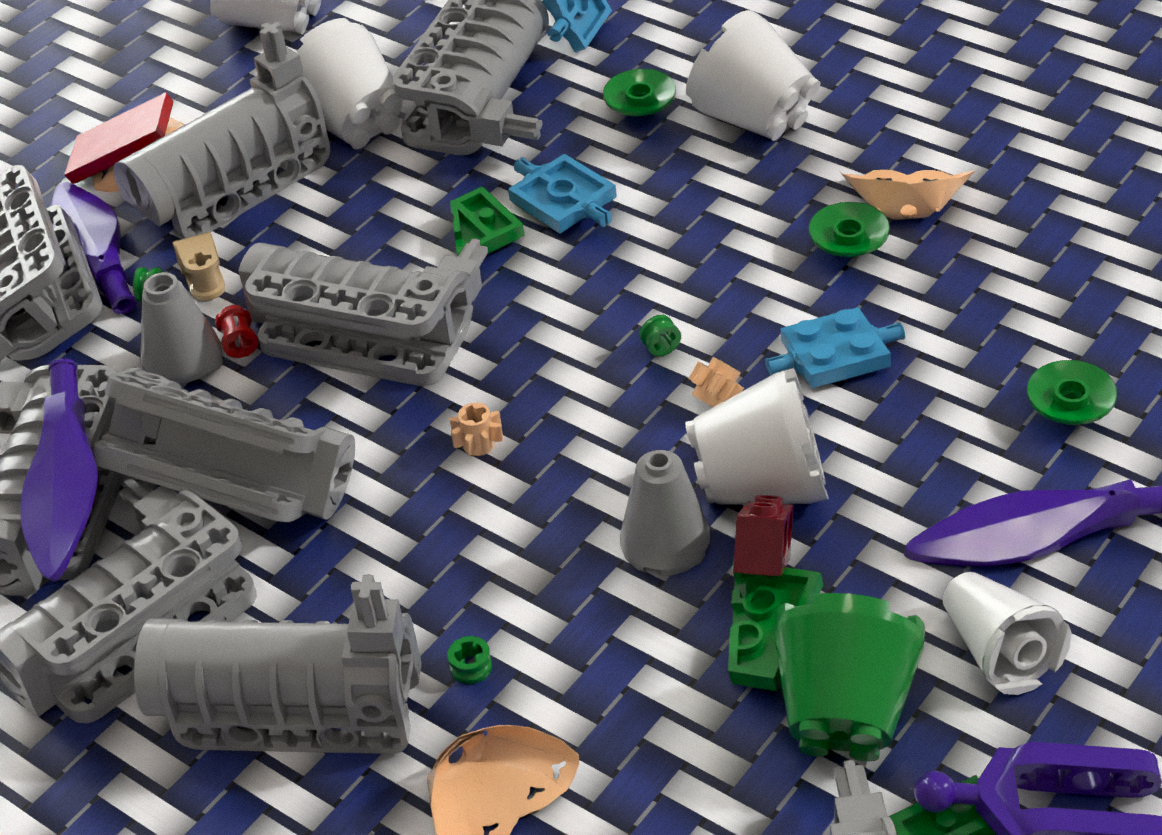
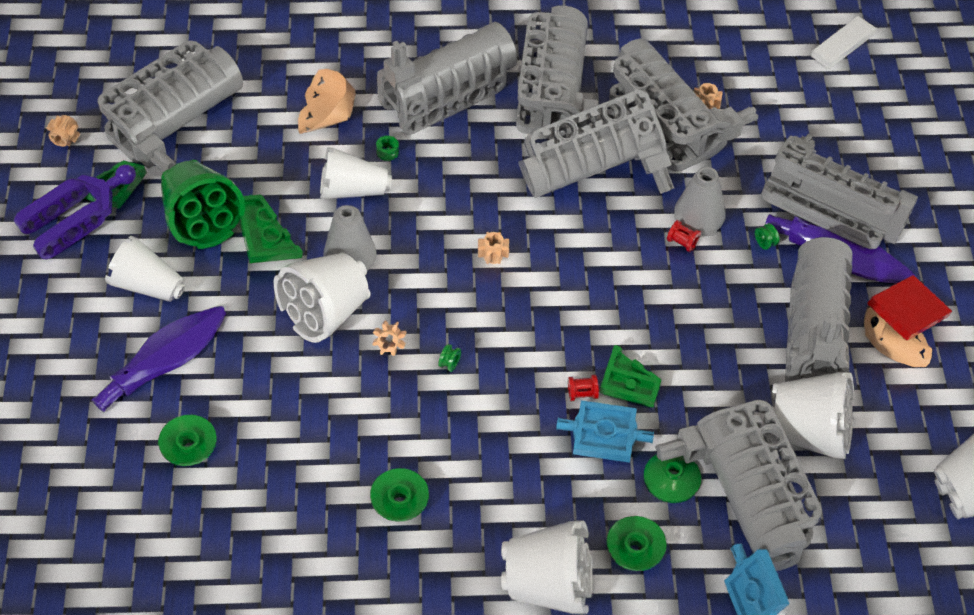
camera: 135 degrees right, 10 degrees up
(60, 478) = (633, 71): dark purple animal -> none
(199, 265) = (758, 264): tan piece -> none
(362, 310) = (625, 267): light grey piece -> none
(540, 237) = (583, 388): none -> red bush
(553, 143) = (669, 486): none -> green dish
(581, 616) = (351, 176): none -> white cone
(763, 536) = (284, 243): dark red brick -> none
(835, 347) = (346, 409): dark azure plate -> none
(907, 193) = (390, 558): light nougat piece -> none

